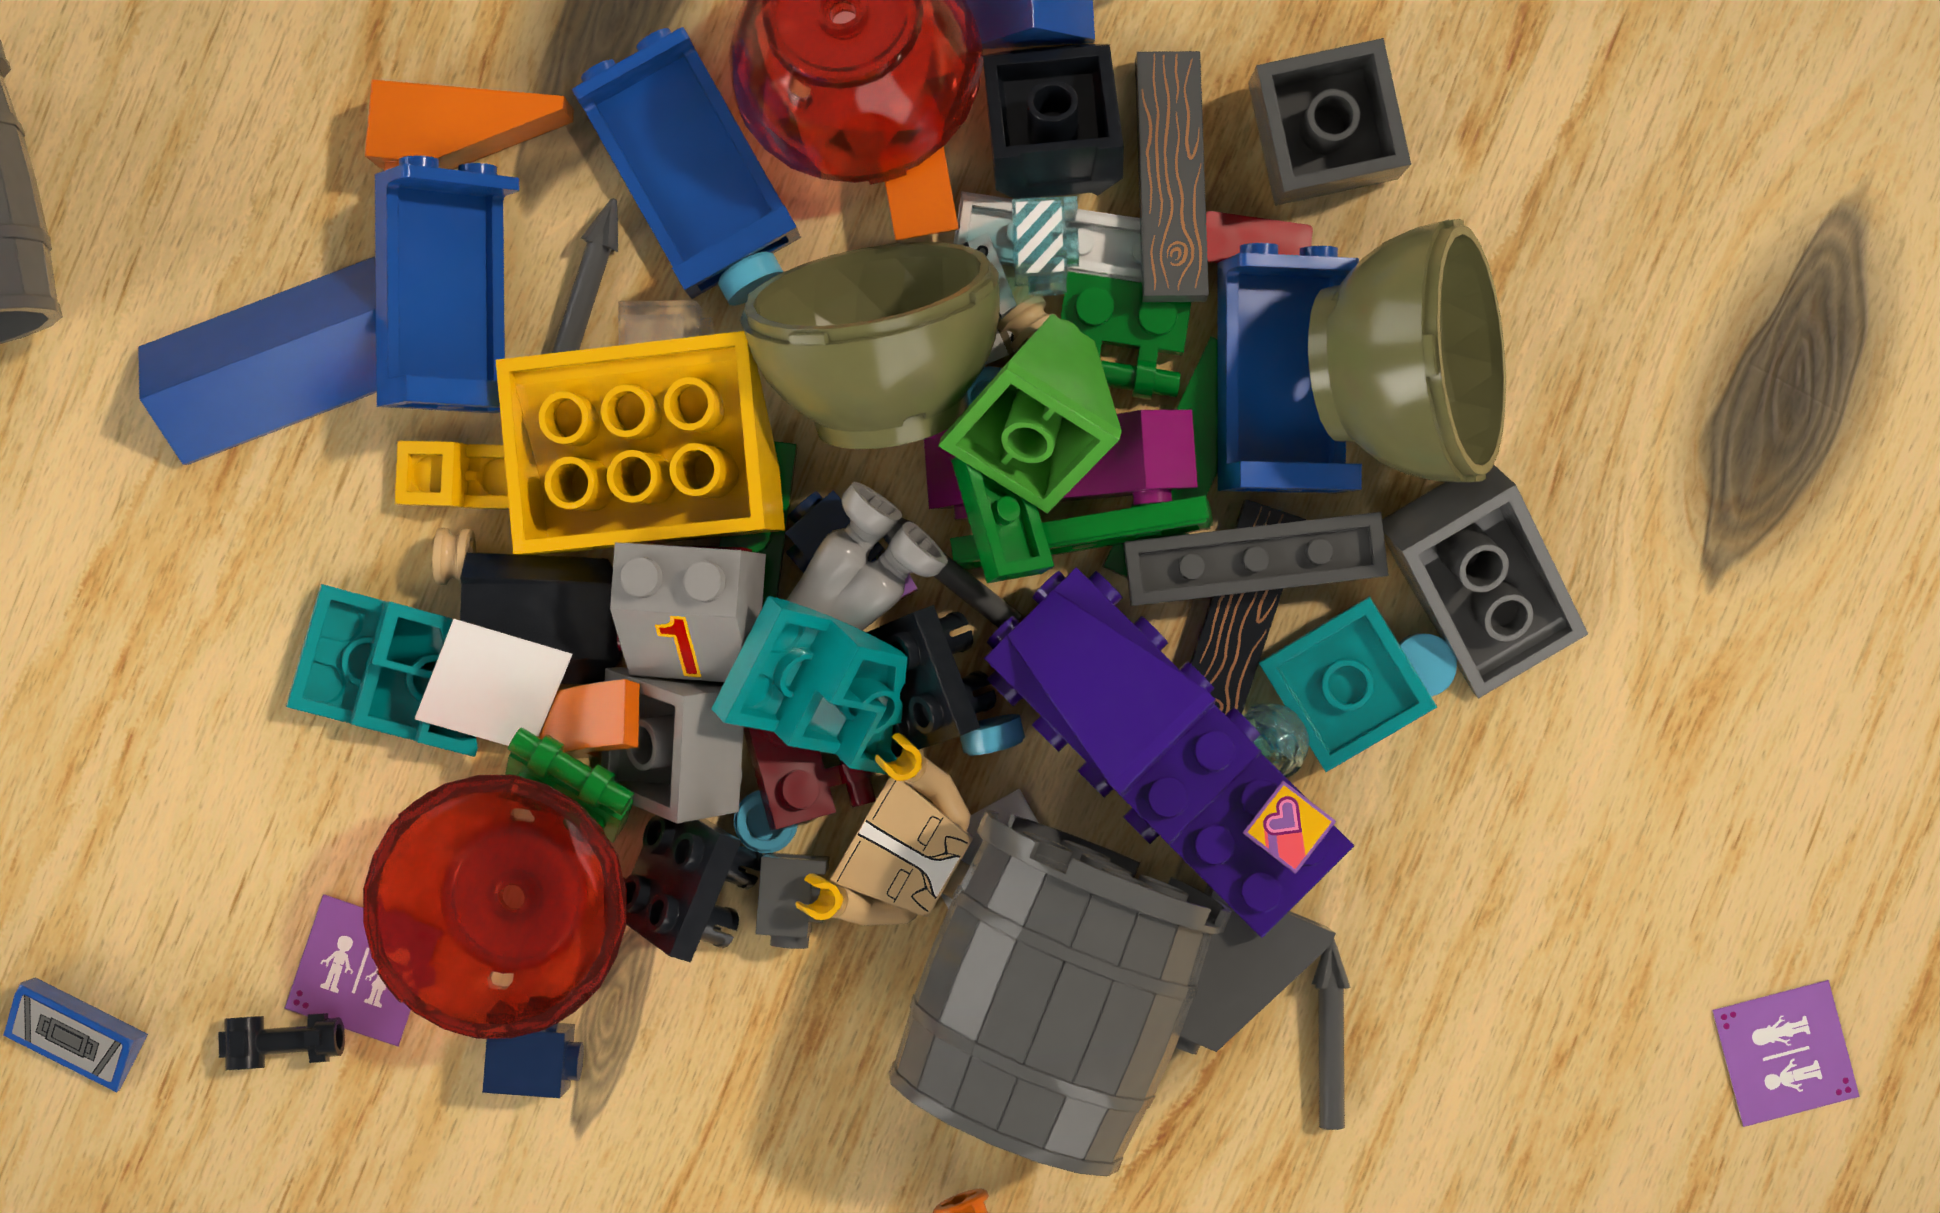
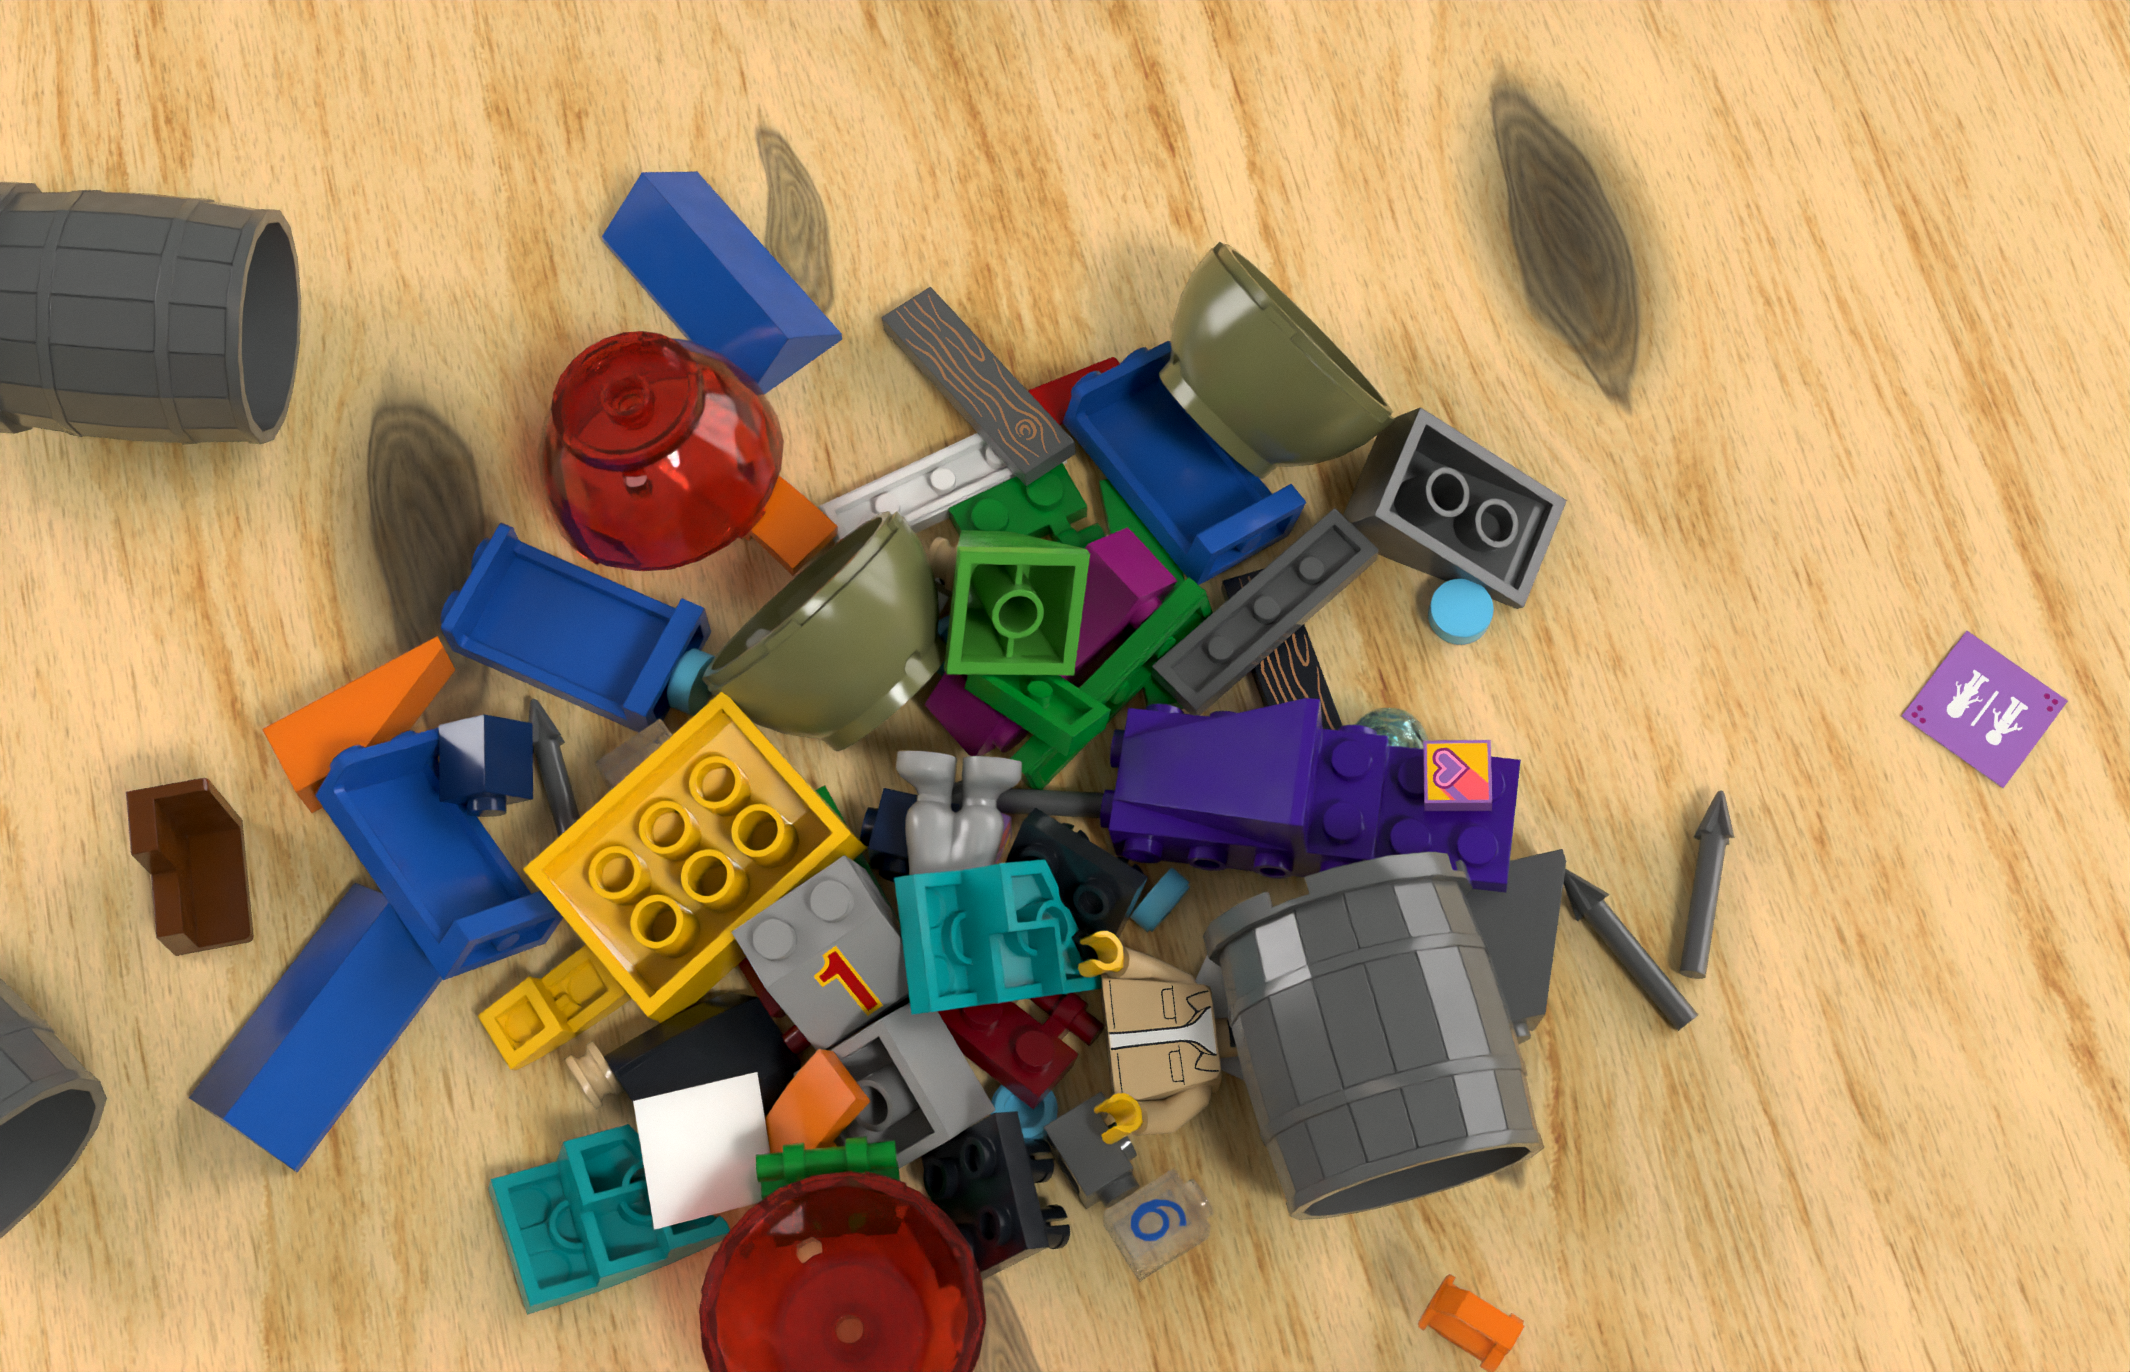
camera: 40 degrees left, 20 degrees down
(250, 160) = (195, 862): none -> reddish brown panel
(533, 237) = (485, 764): none -> dark blue brick
(801, 987) = (1159, 1223): none -> clear brick
(1043, 243) = (916, 490): clear light blue brick -> none
(1053, 120) = (857, 404): black slope -> none
(1329, 121) = (1069, 265): dark grey brick -> none
(1348, 683) = (1414, 657): teal plate -> none
(1478, 996) = (1713, 836): none -> dark grey piece

